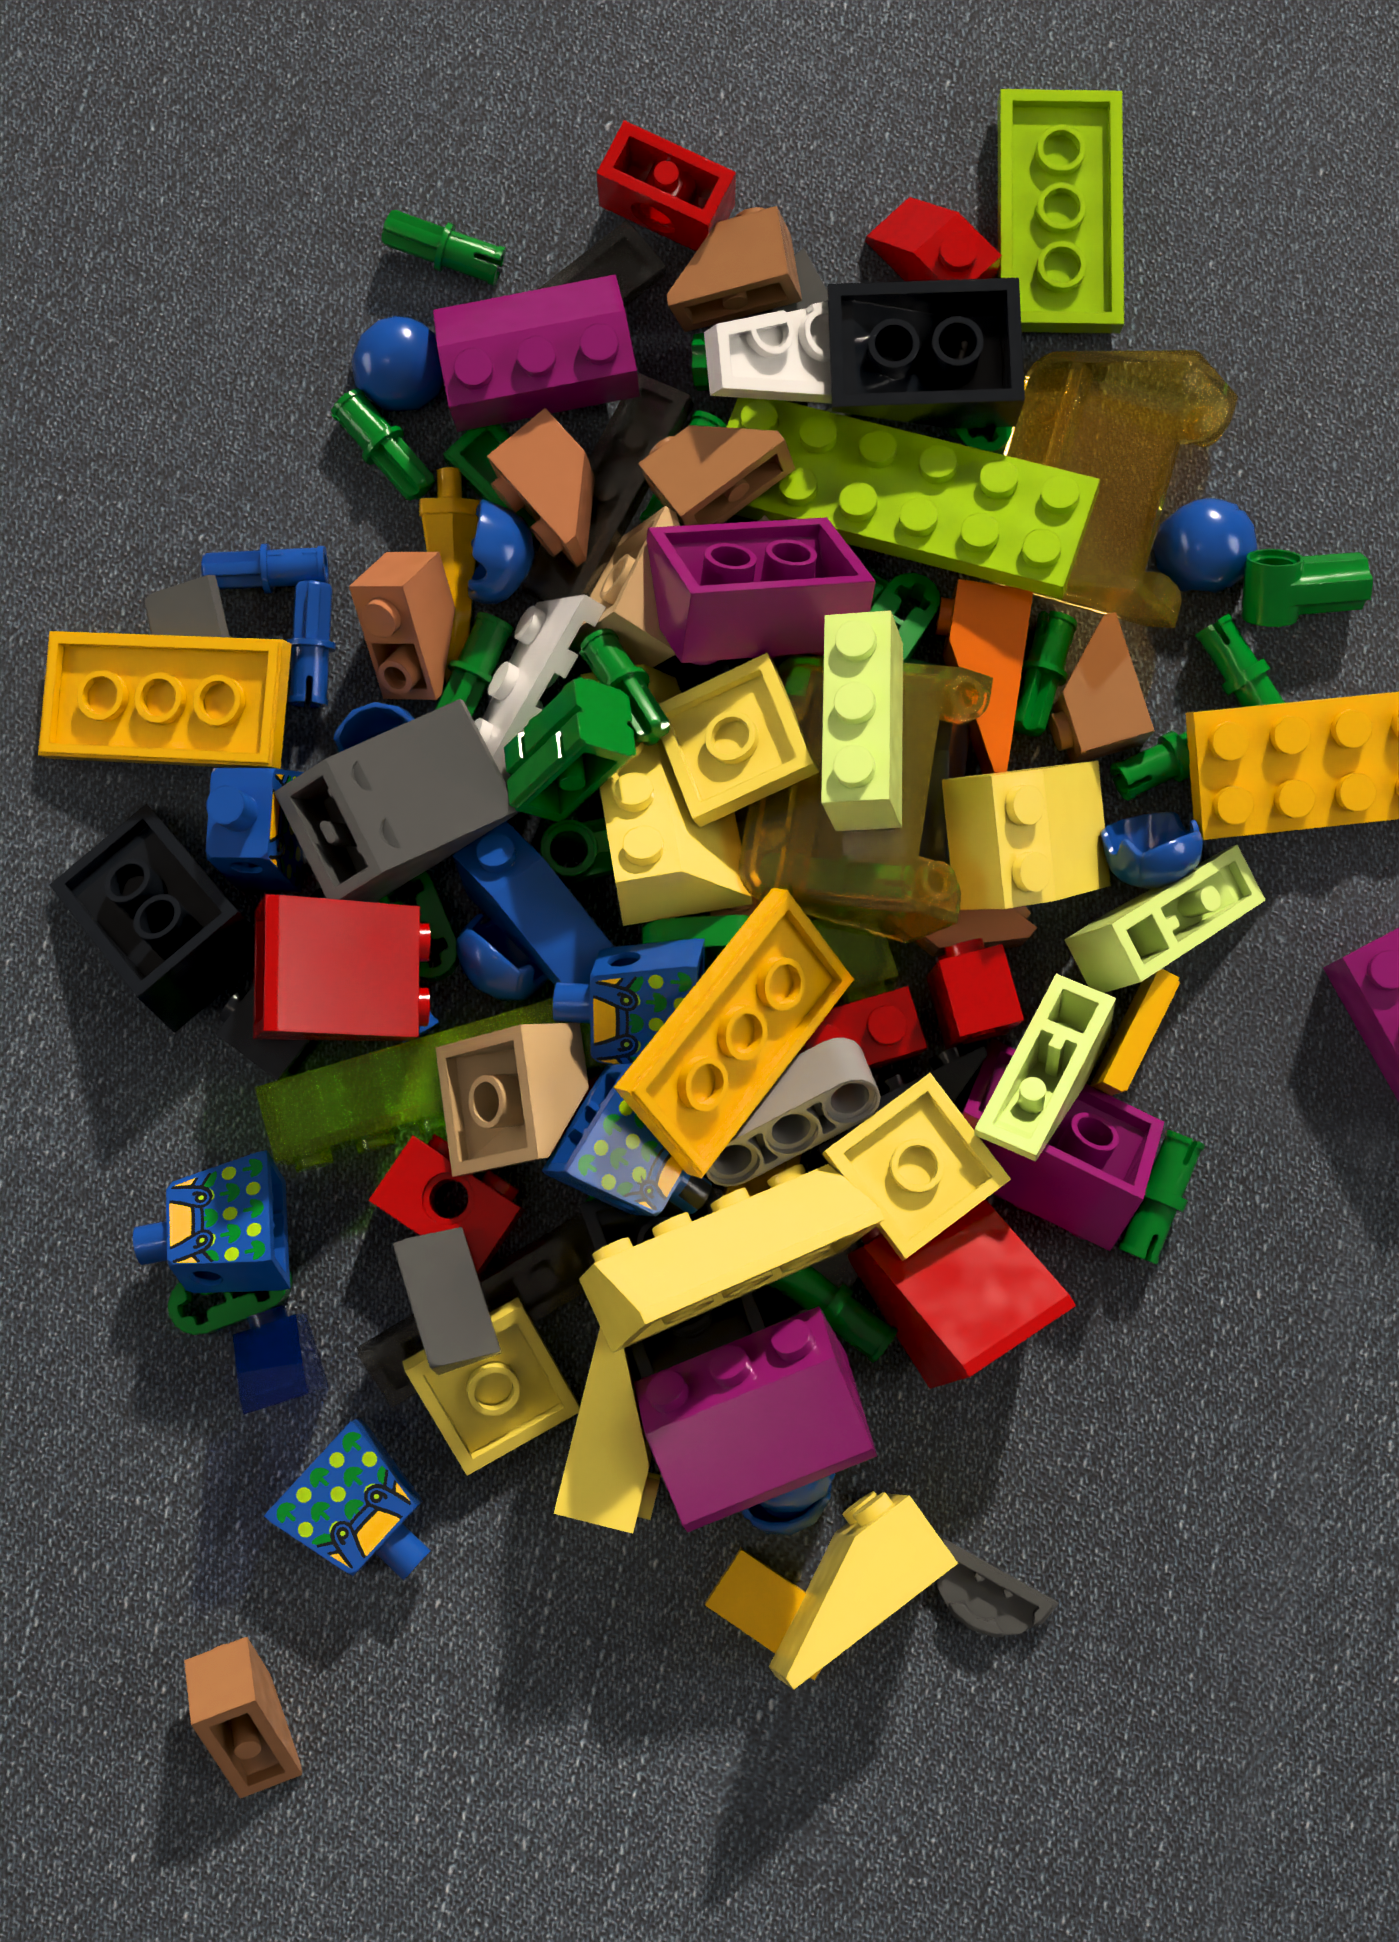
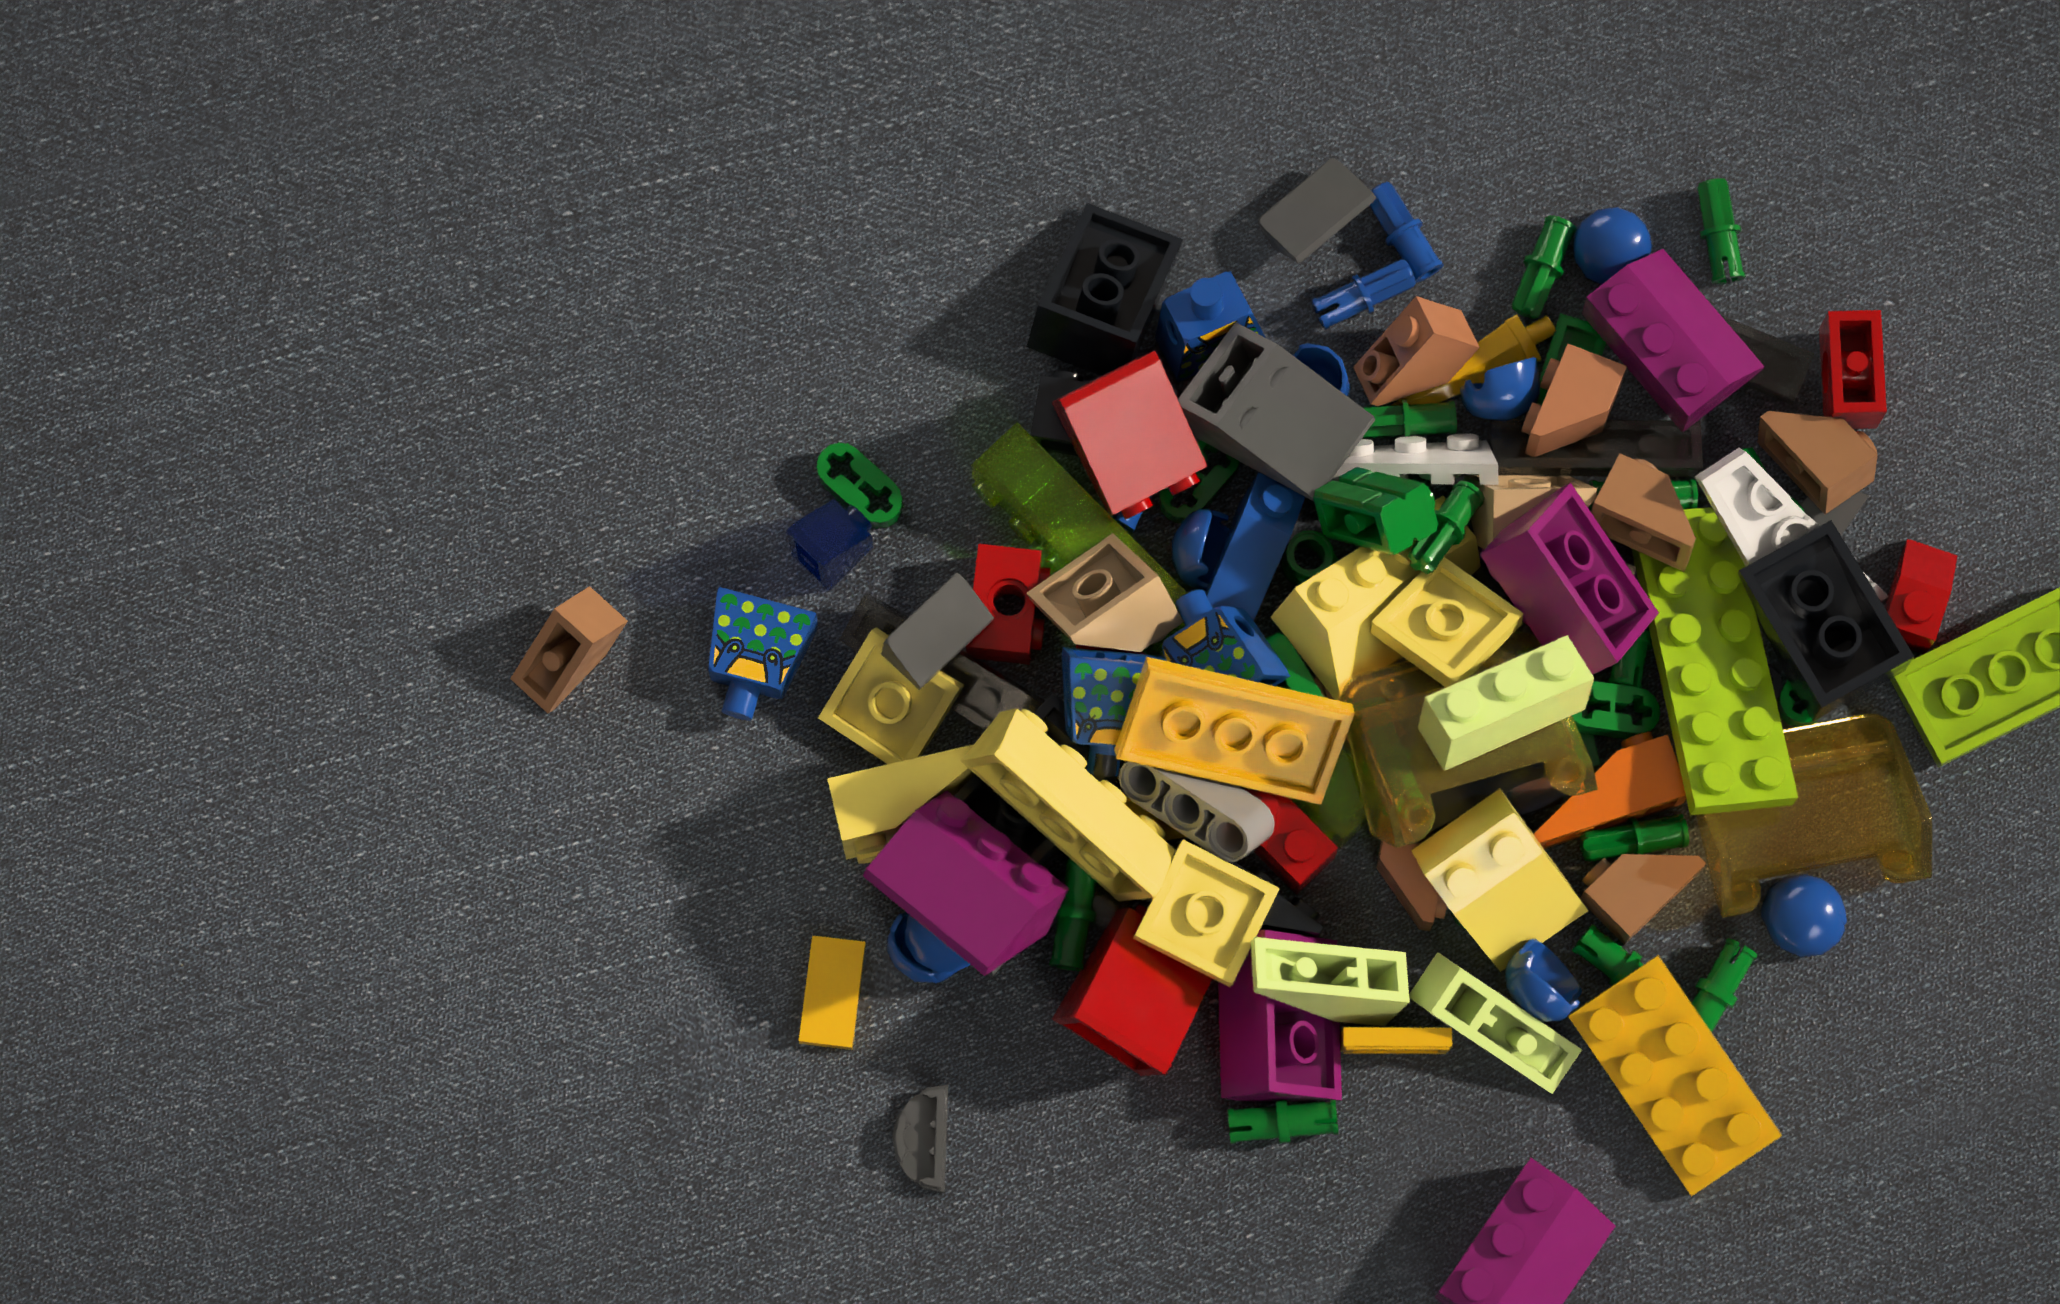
camera: 65 degrees right, 5 degrees down
(165, 699) = (1264, 211): yellow tile -> none
(223, 1229) = (905, 454): blue torso -> none
(864, 1577) = (893, 1029): light yellow slope -> none
(973, 993) = (1358, 899): red brick -> none
(1286, 584) = (1802, 986): green piece -> none

